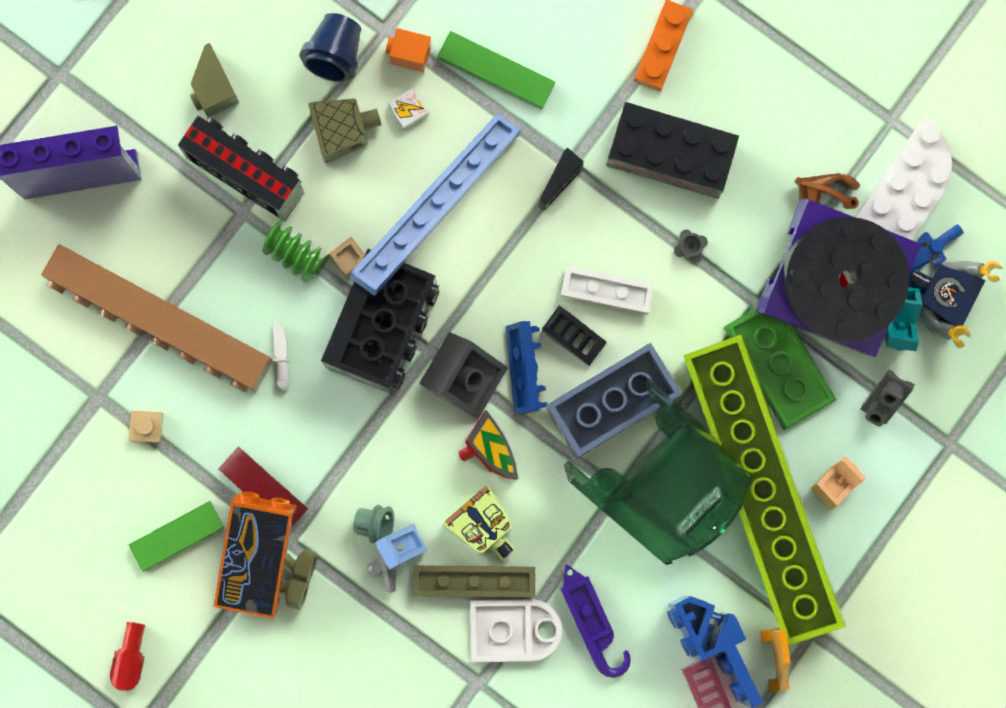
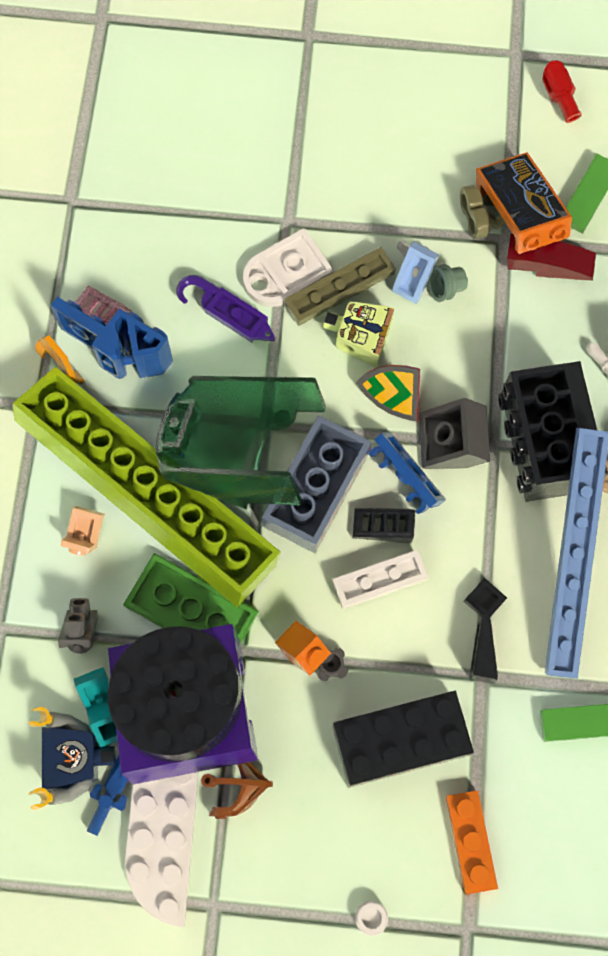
camera: 155 degrees right, 10 degrees down
(528, 222) = (485, 598): none -> black tile
(709, 268) = (303, 647): none -> orange brick
(775, 38) = (371, 918): none -> white tile

